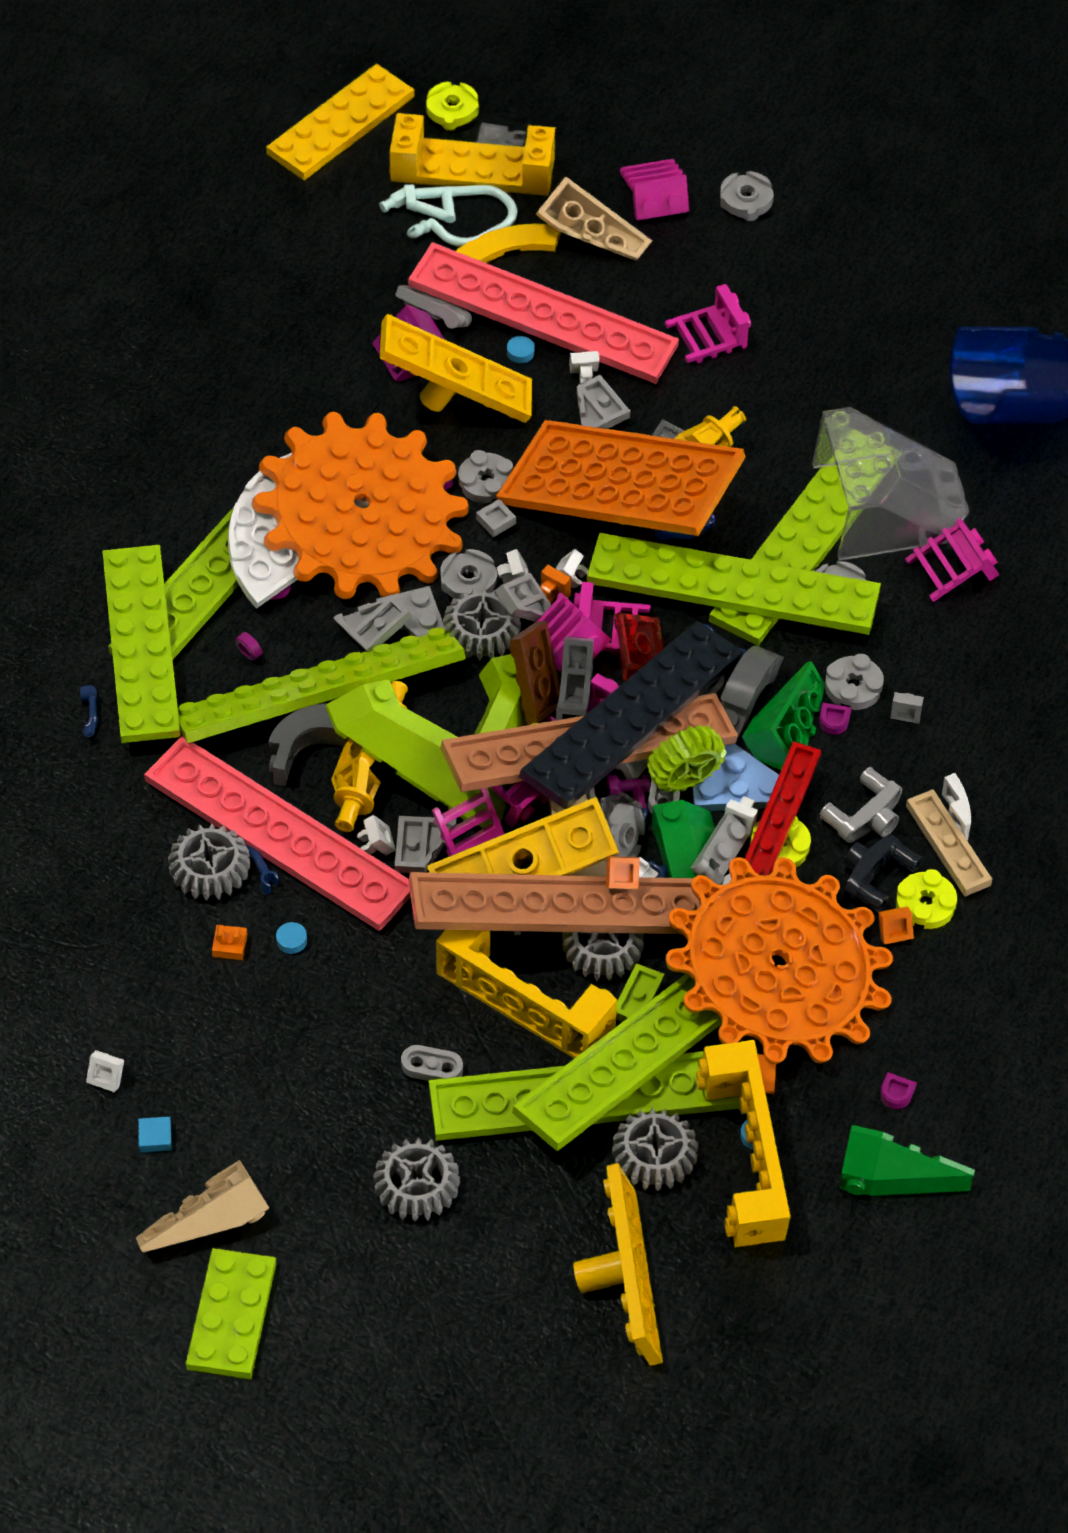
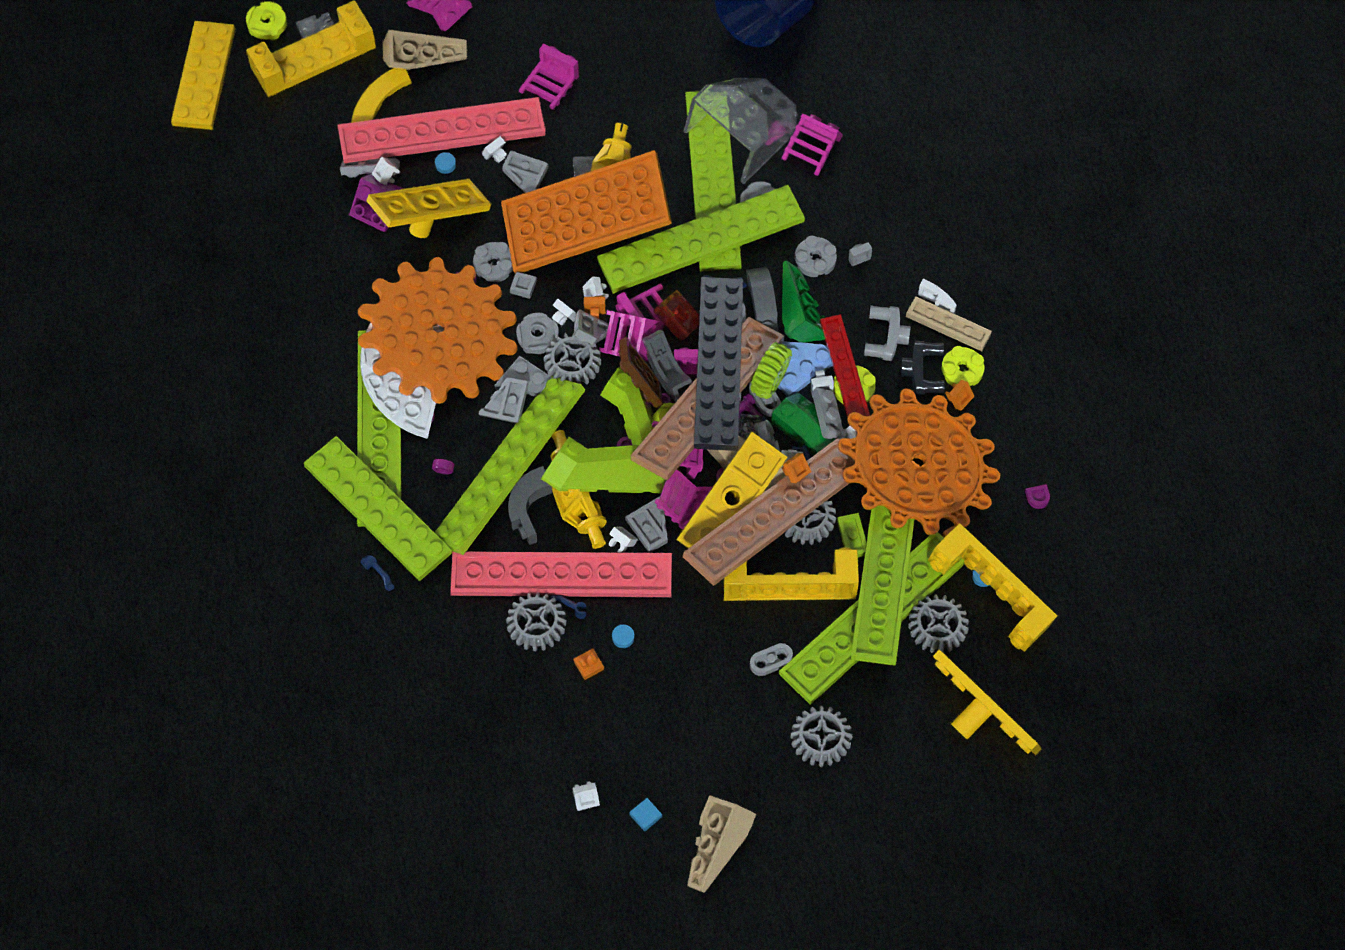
camera: 35 degrees left, 10 degrees up
(231, 1313) = (781, 892): lime plate -> none
(409, 195) = (291, 99): light aqua piece -> none
(440, 312) = (384, 171): none -> white tile
(834, 718) = (822, 287): magenta tile -> none
(882, 1167) = (1069, 548): green wedge -> none

